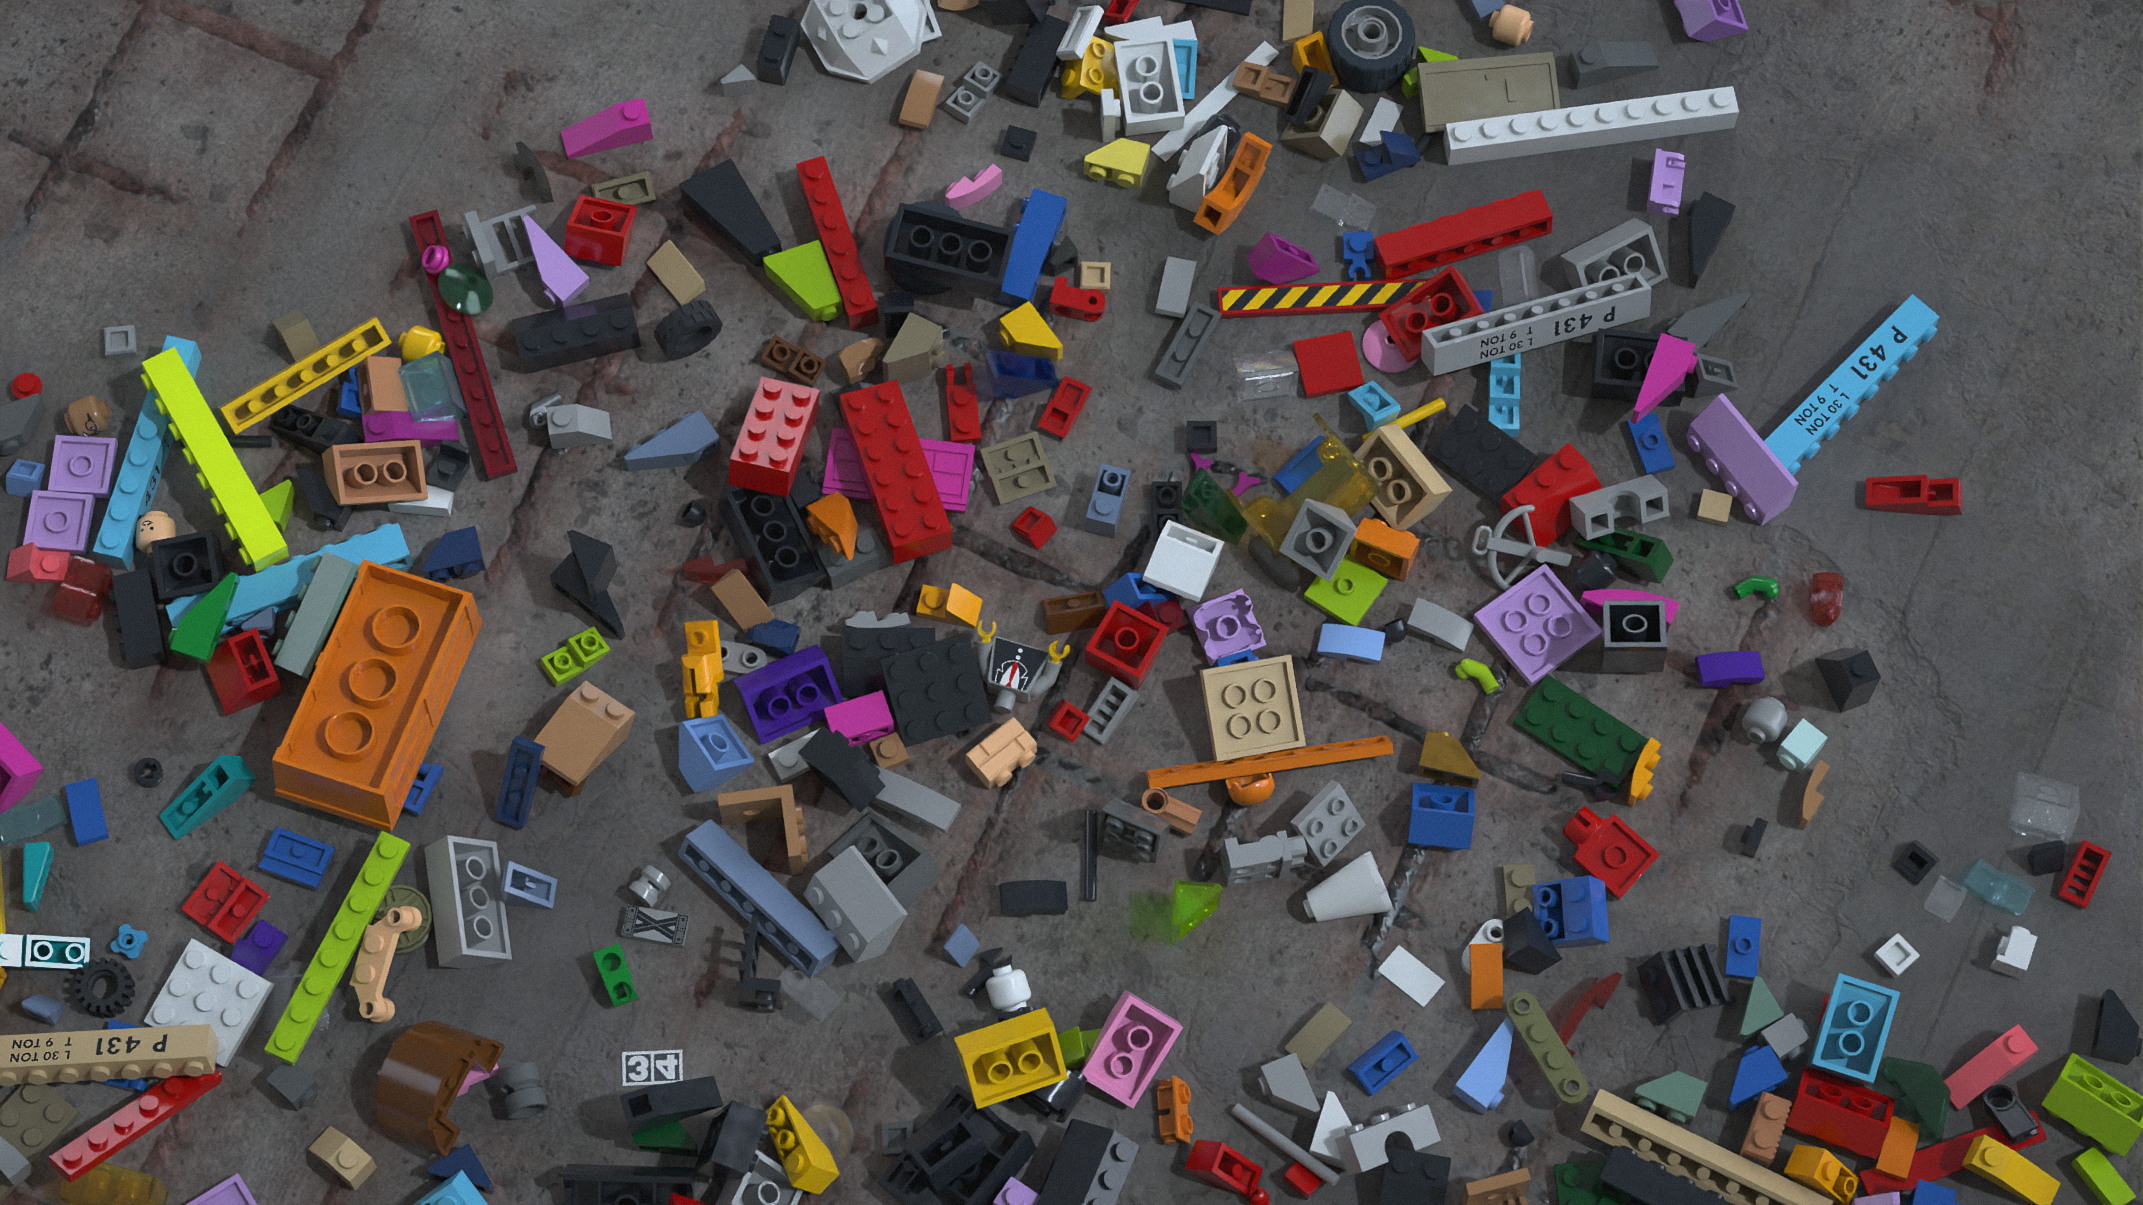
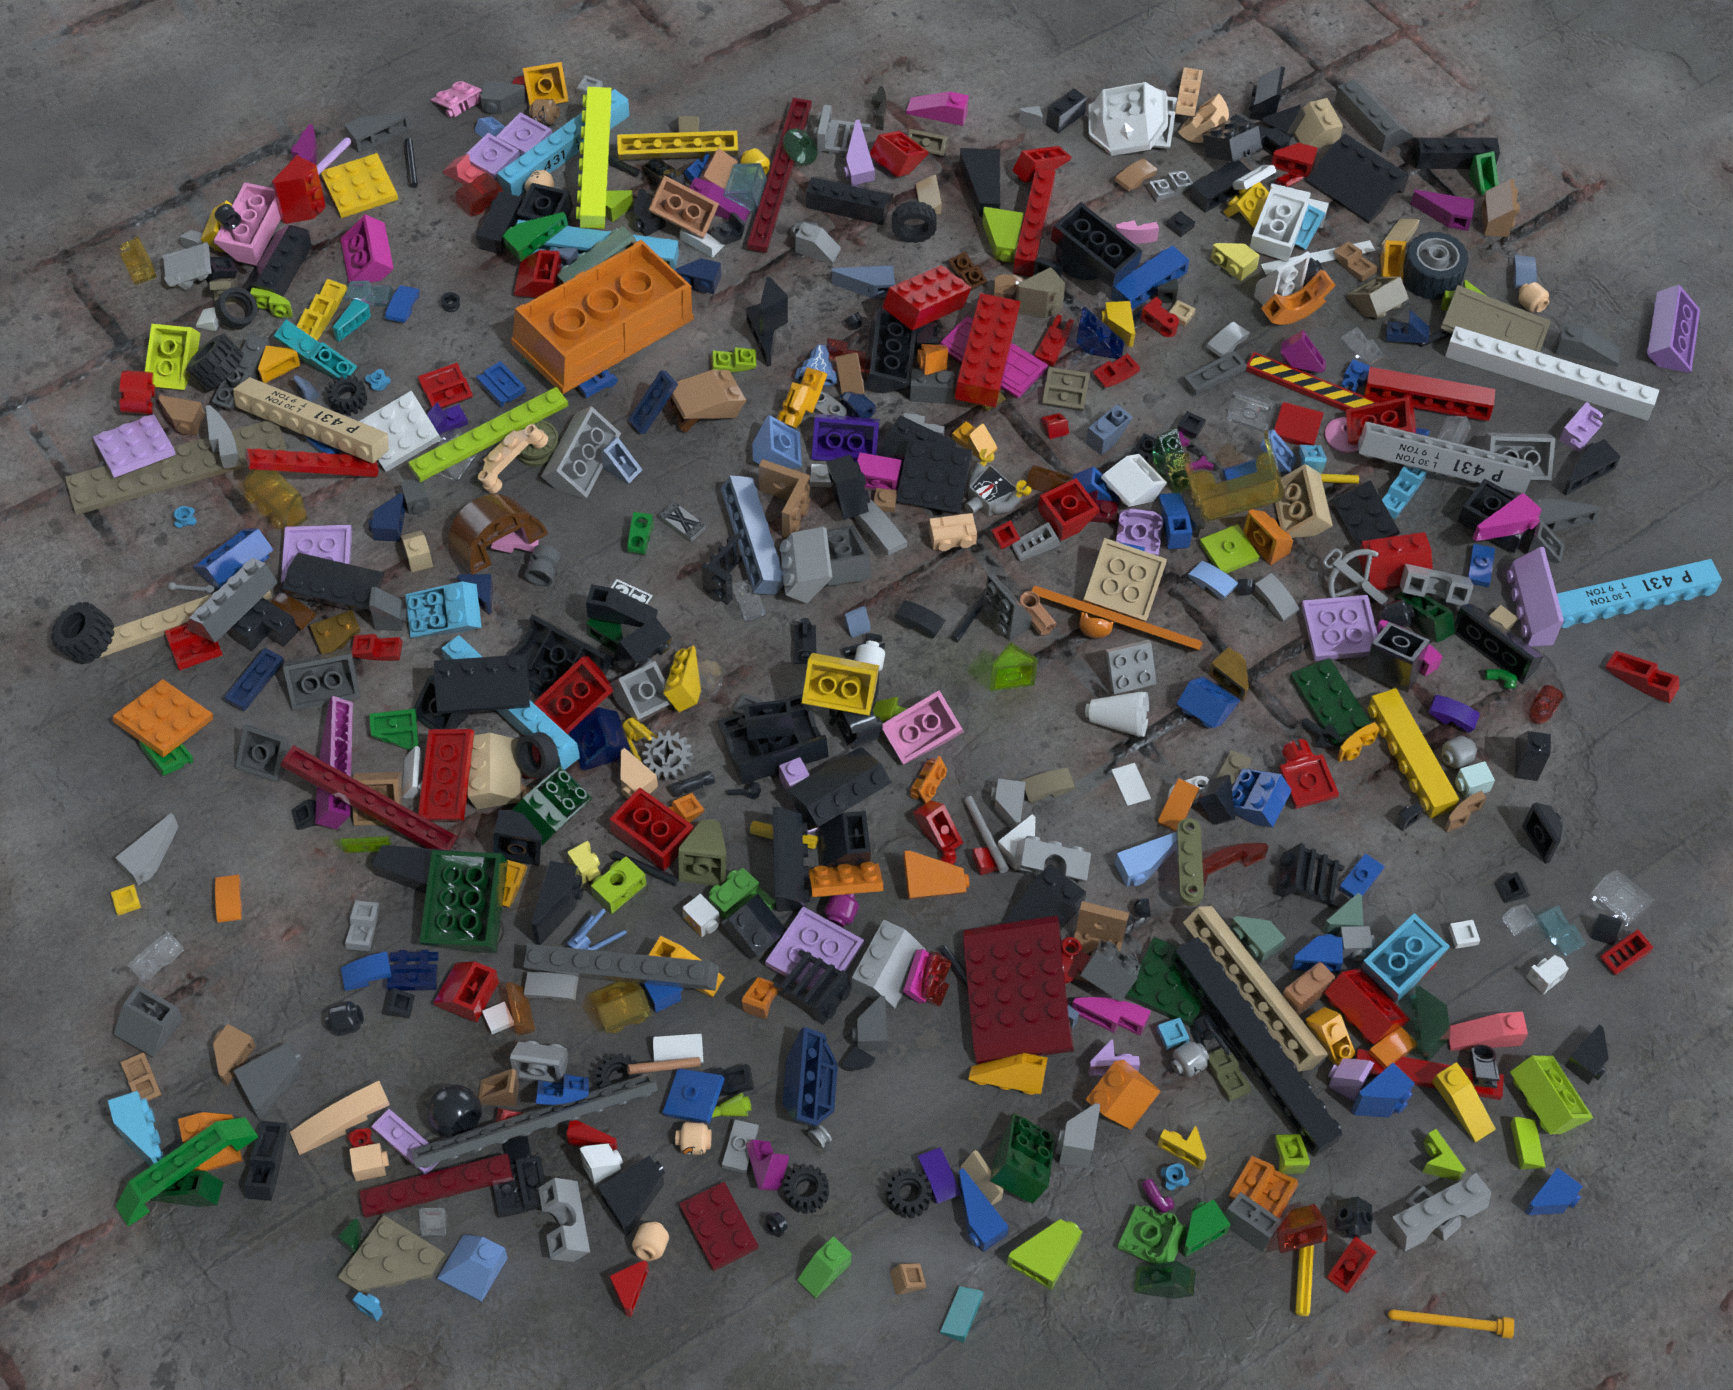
camera: 30 degrees right, 10 degrees down
(62, 371) = (545, 82): none -> light orange slope
(208, 794) = (476, 326): teal slope -> none
(281, 1138) = (389, 520): none -> dark blue slope
(435, 259) = (792, 121): dark pink plate -> none
(649, 886) = (692, 497): light grey wheel -> none
(689, 606) = (820, 361): none -> medium blue rock
(791, 146) = (1044, 158): none -> red slope
(1109, 115) = (1245, 224): white plate -> none
(1260, 583) = (1175, 521): none -> blue slope
(1261, 859) = (1076, 665): light grey hips -> none
(1306, 94) = (1382, 270): black slope -> none
(1319, 538) = (1226, 505): light grey slope -> none
(1337, 418) = (1283, 454): none -> medium blue slope
(1382, 1062) = (1080, 822): blue slope -> none
(1383, 118) = (1423, 311): white sticker -> none
(1478, 670) = (1285, 634): lime arm -> none
(1712, 750) = (1412, 753): none -> yellow brick
(1730, 545) = (1496, 642): none -> black slope
(1917, 770) = (1543, 829): none -> black slope

